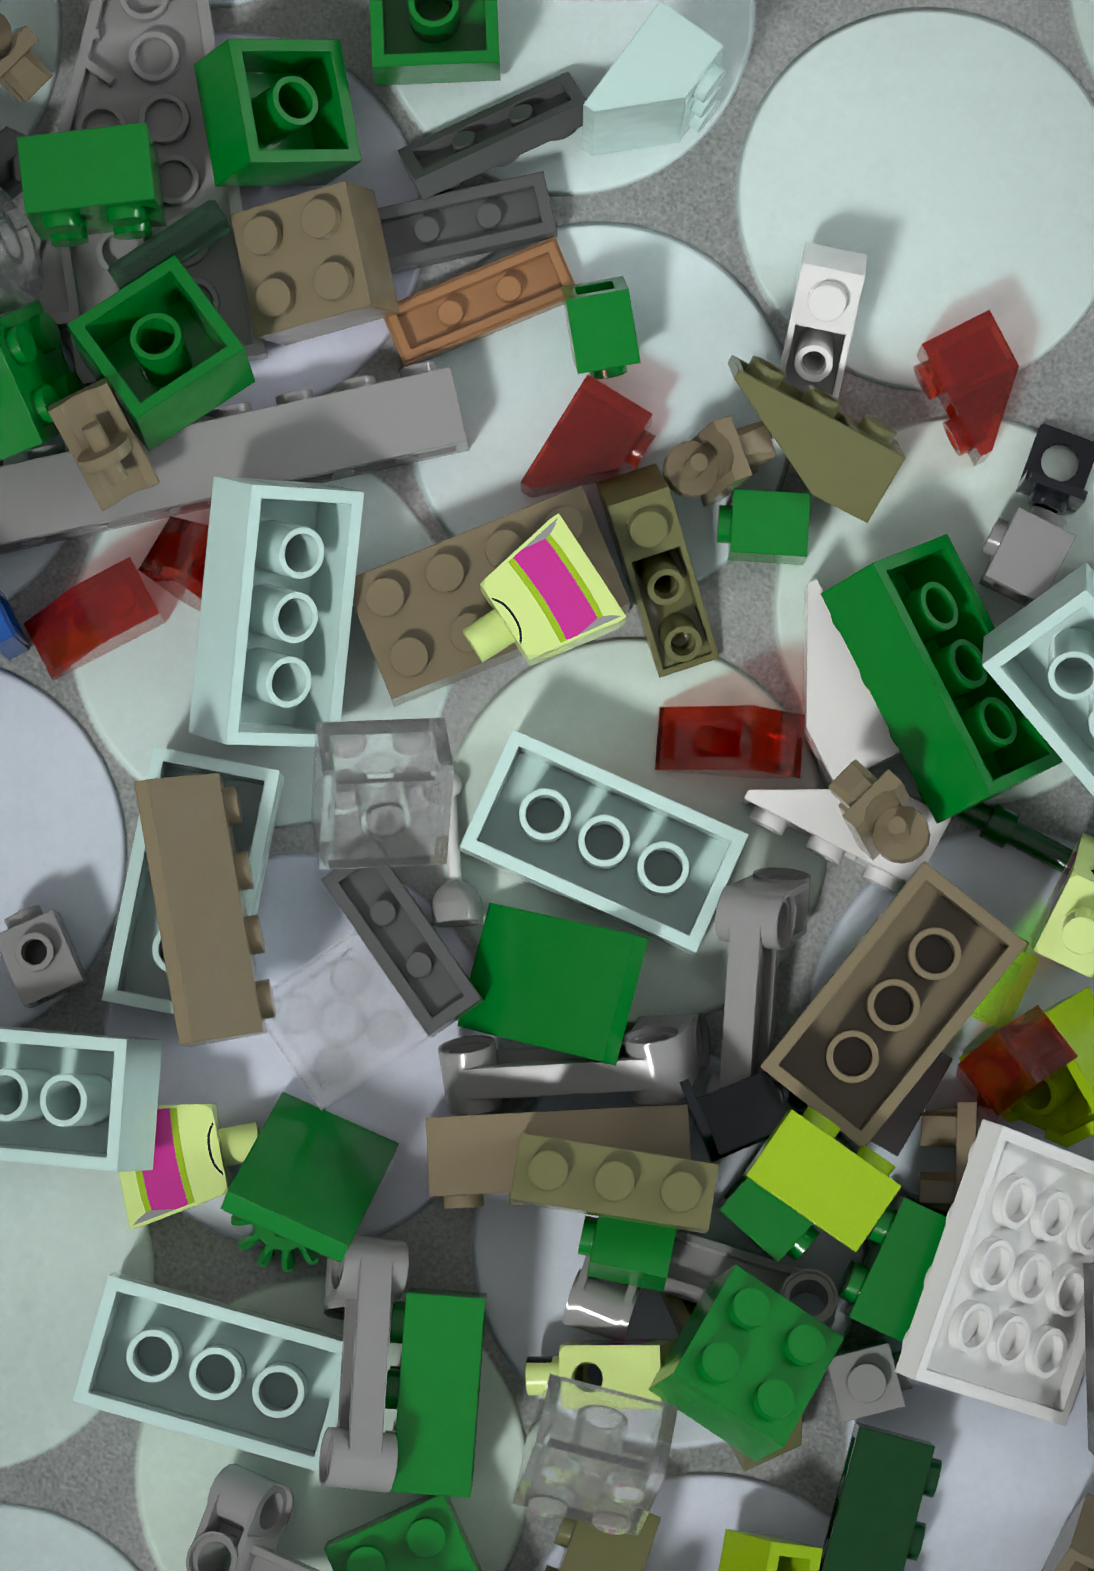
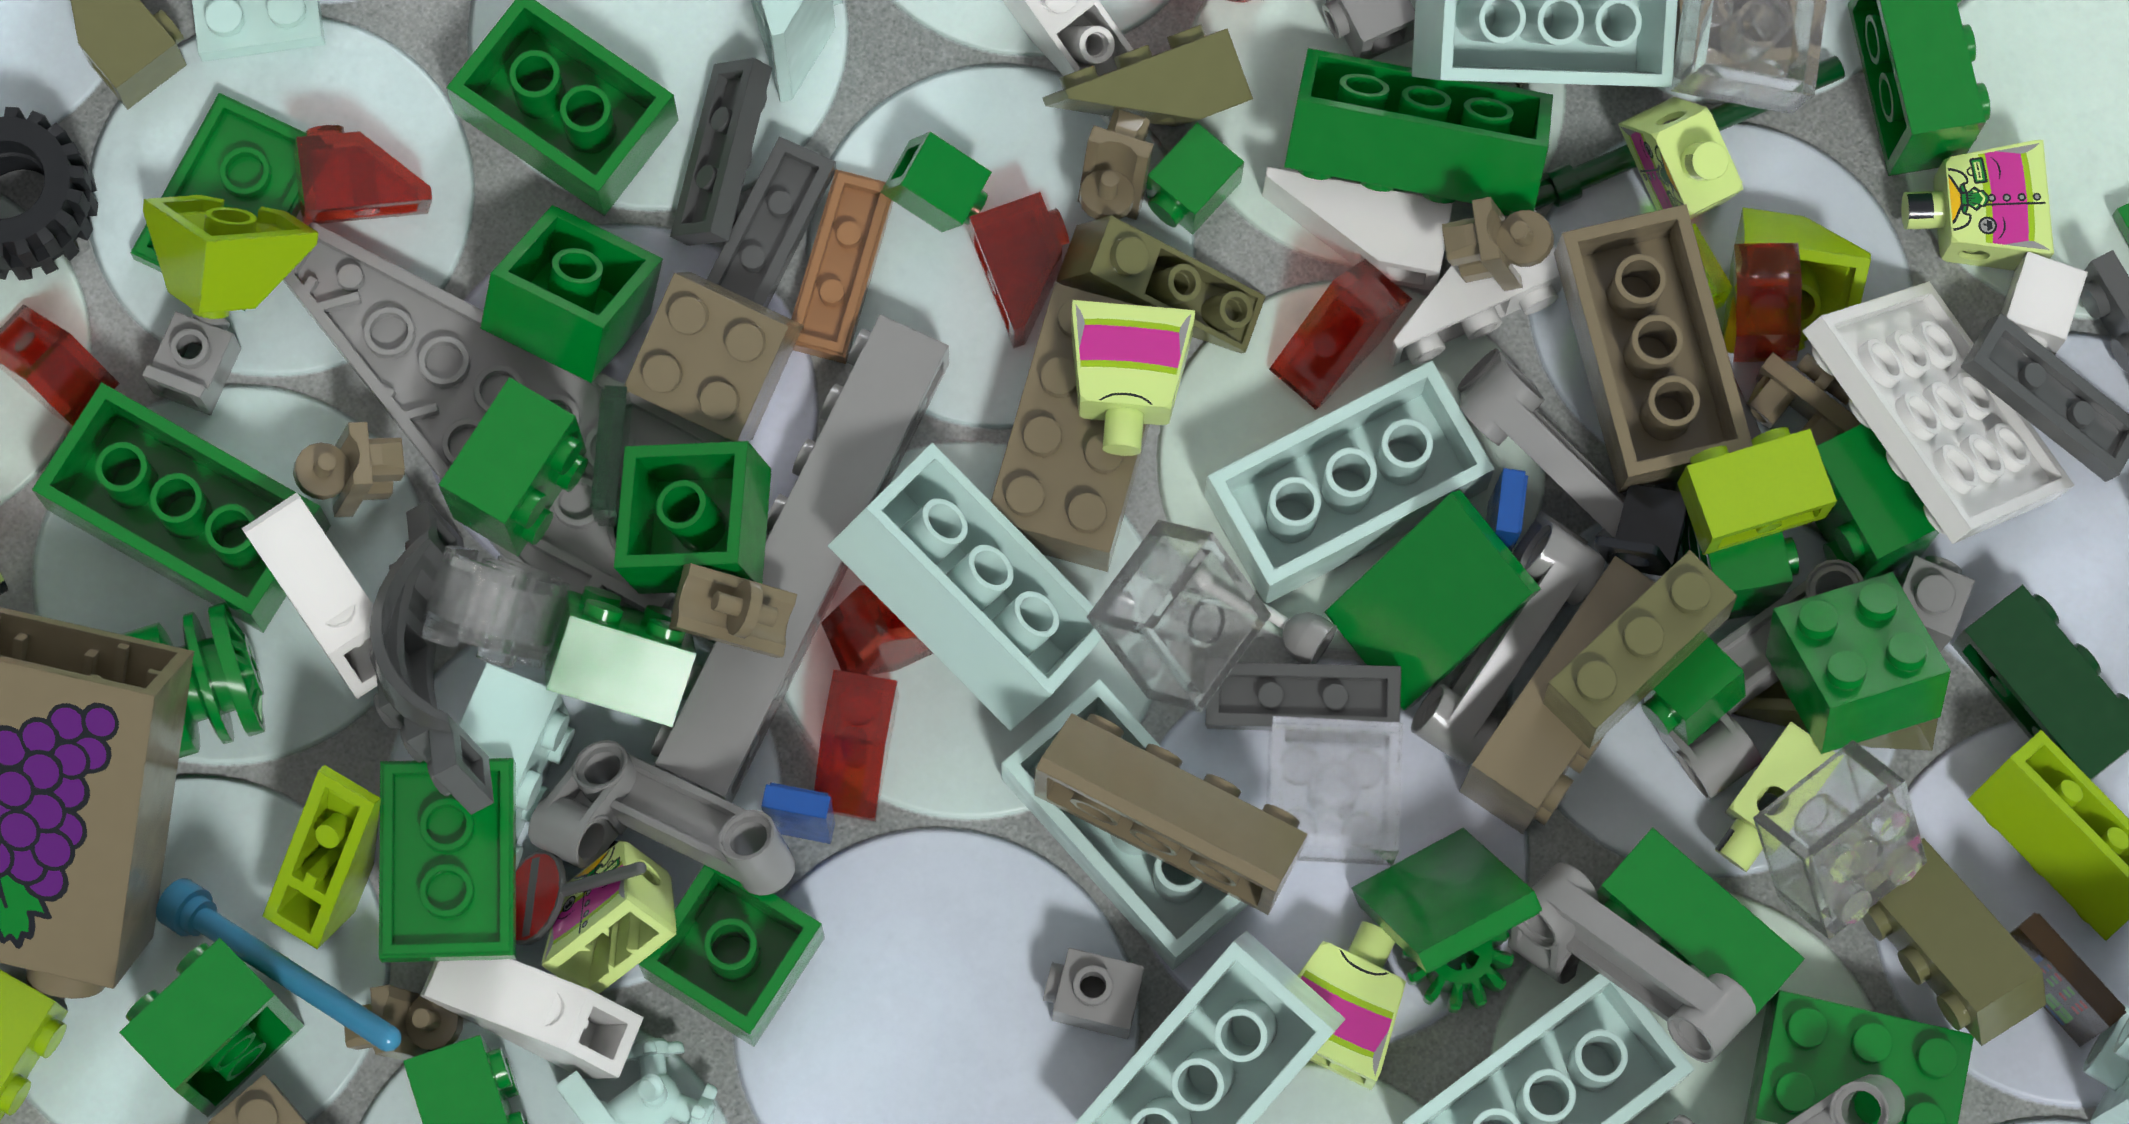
camera: 55 degrees left, 10 degrees down
(668, 989) = (1507, 506): none -> blue tile

